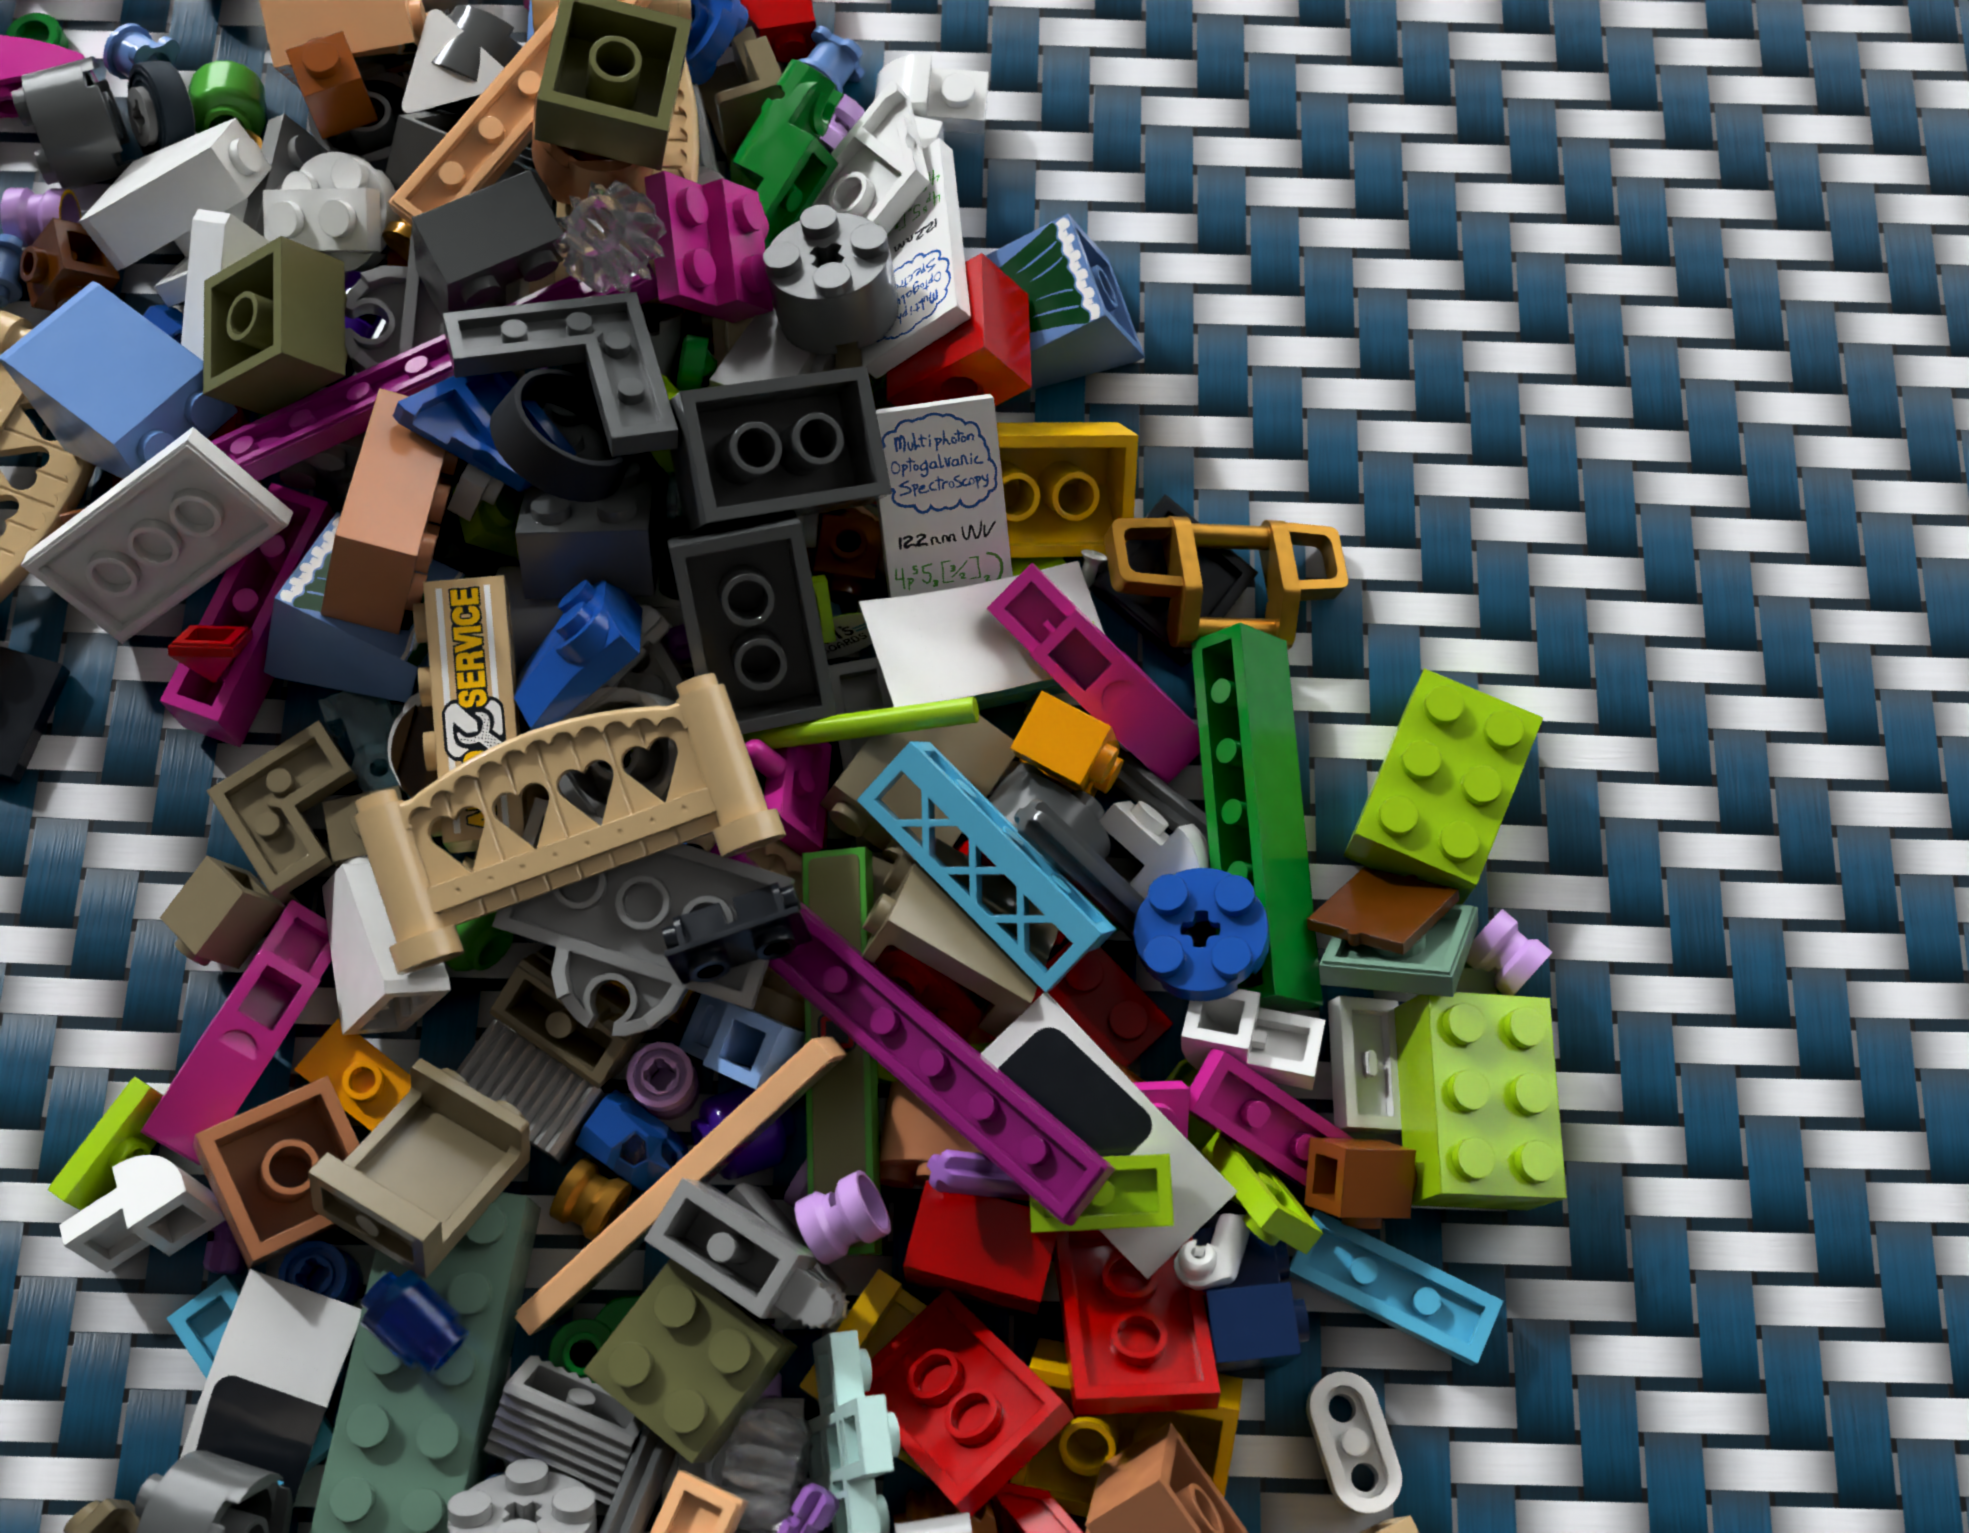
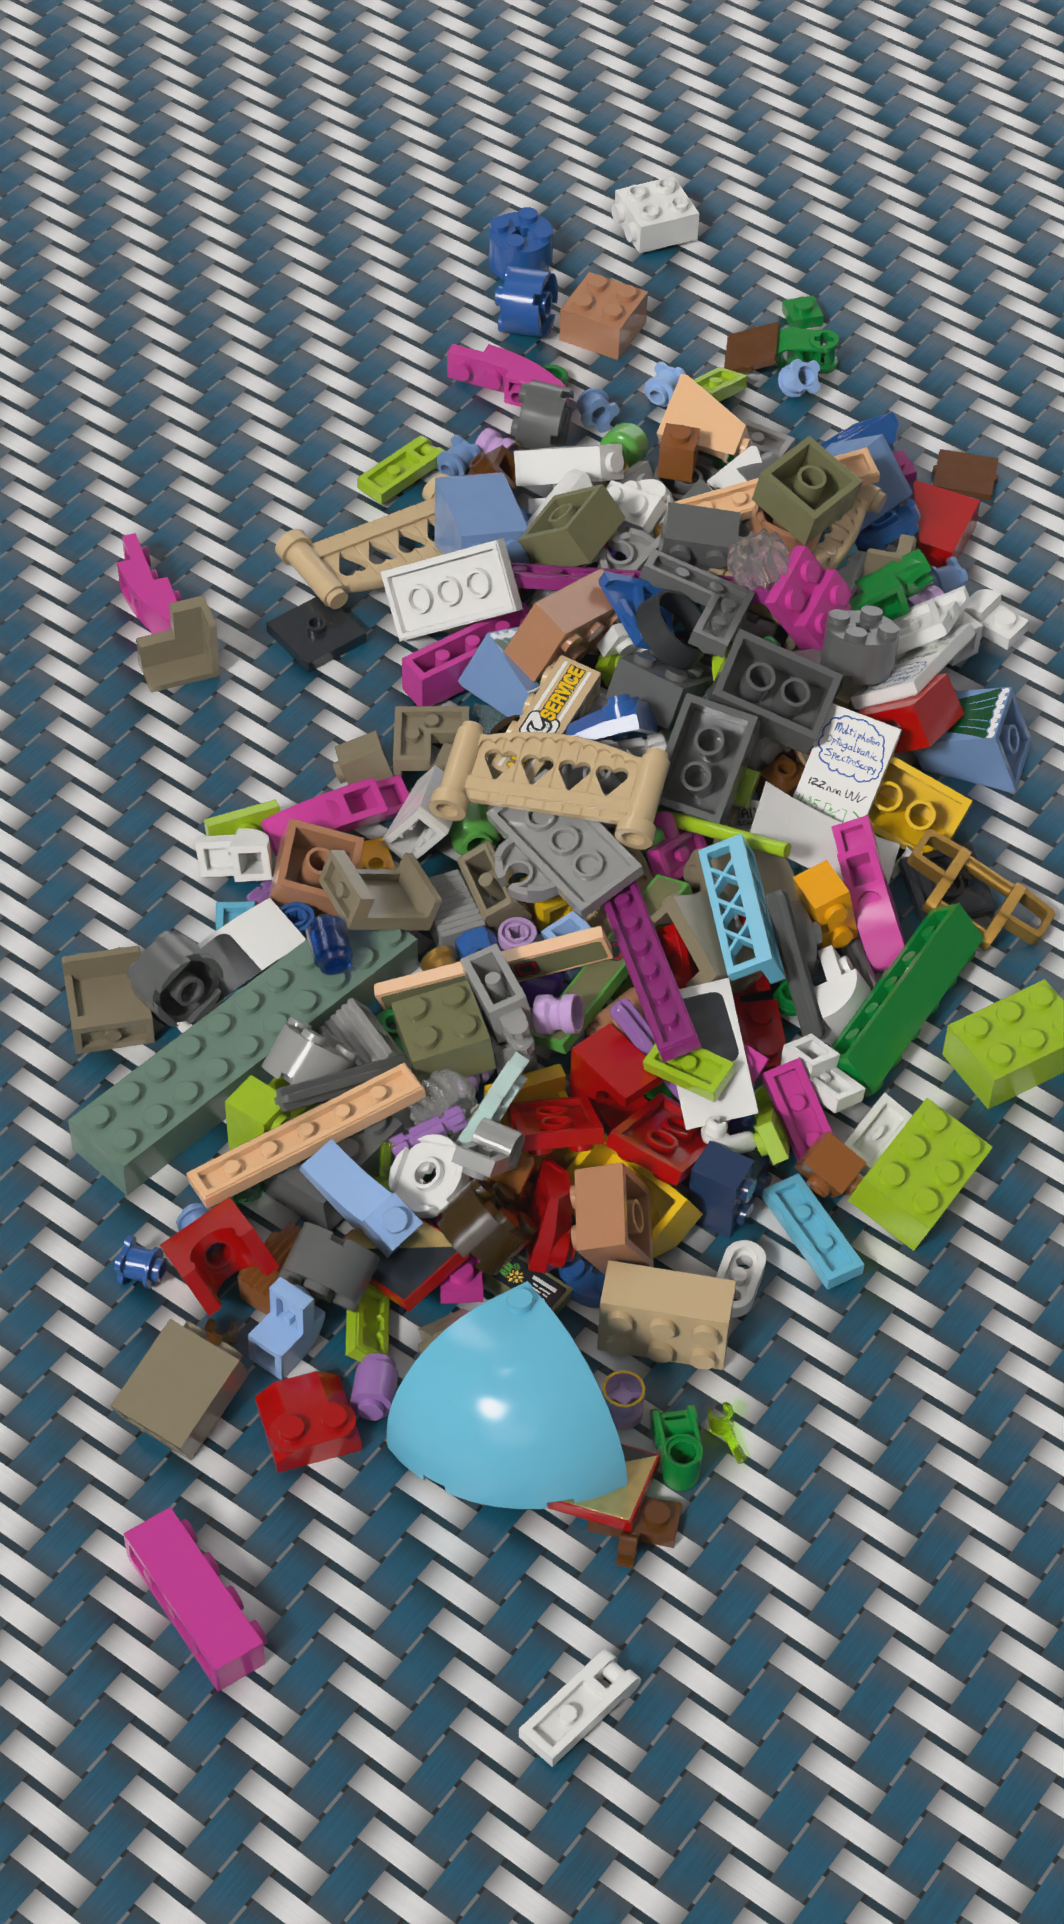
camera: 35 degrees right, 20 degrees down
(158, 106) = (589, 426): black wheel -> none
(209, 648) = (440, 648): red slope -> none
(766, 929) = (597, 873): black hinge -> none
(1227, 959) = (844, 1010): blue plate -> none
(1383, 910) = (937, 1069): reddish brown piece -> none
(1426, 968) = (932, 1084): sand green tile -> none
(1507, 953) = (990, 1124): lavender wheel -> none

